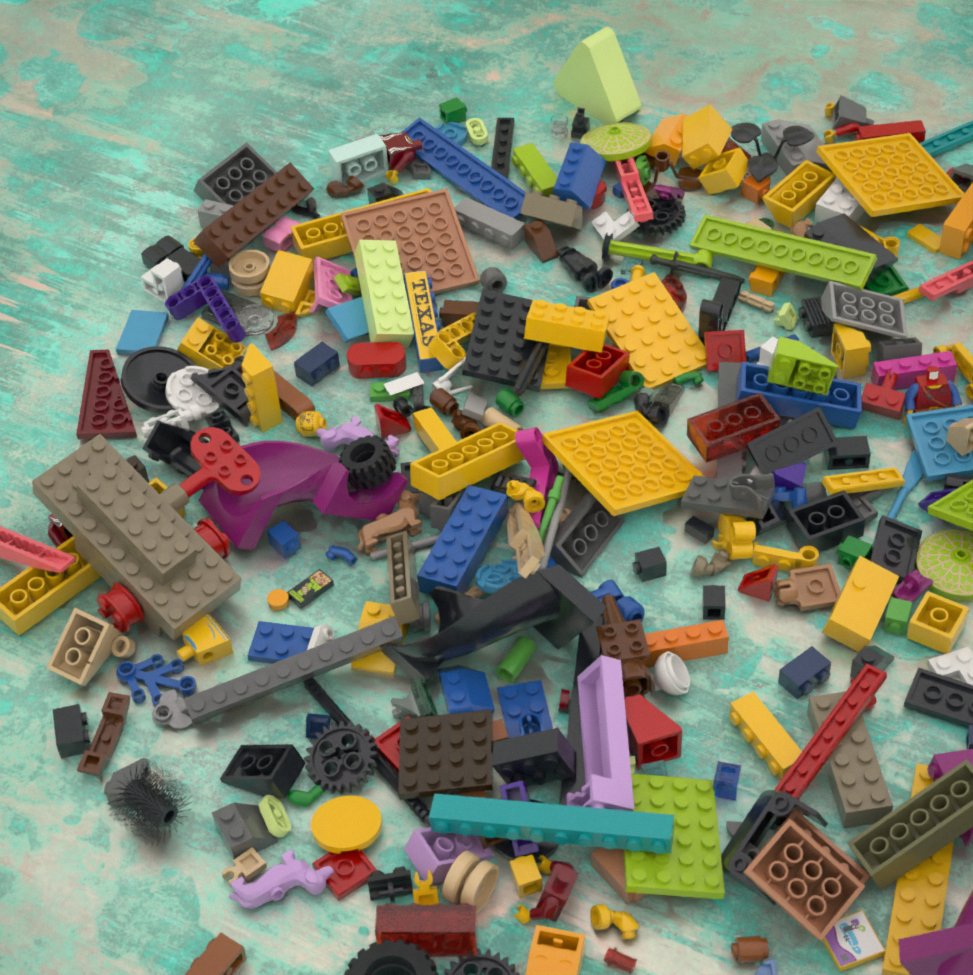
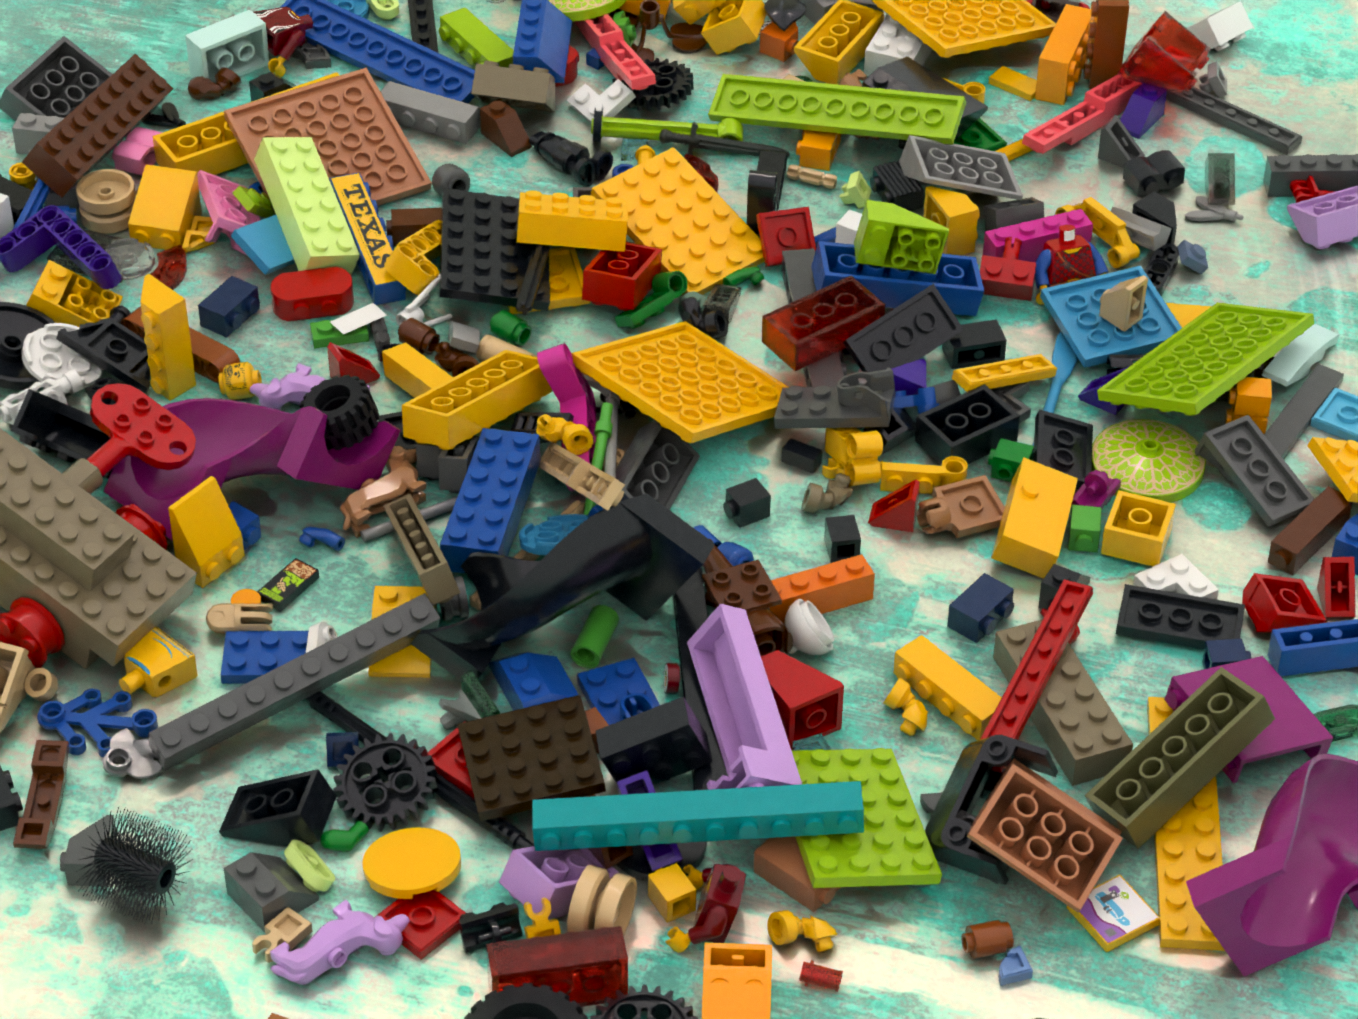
camera: 15 degrees left, 5 degrees down
(256, 545) = (205, 532): none -> yellow slope
(265, 611) = (239, 617): none -> tan arm
(401, 405) = (361, 346): black pin -> none
(666, 192) = (664, 53): magenta slope -> none
(726, 780) = (911, 745): clear blue panel -> none
(736, 752) = (914, 710): none -> yellow arm

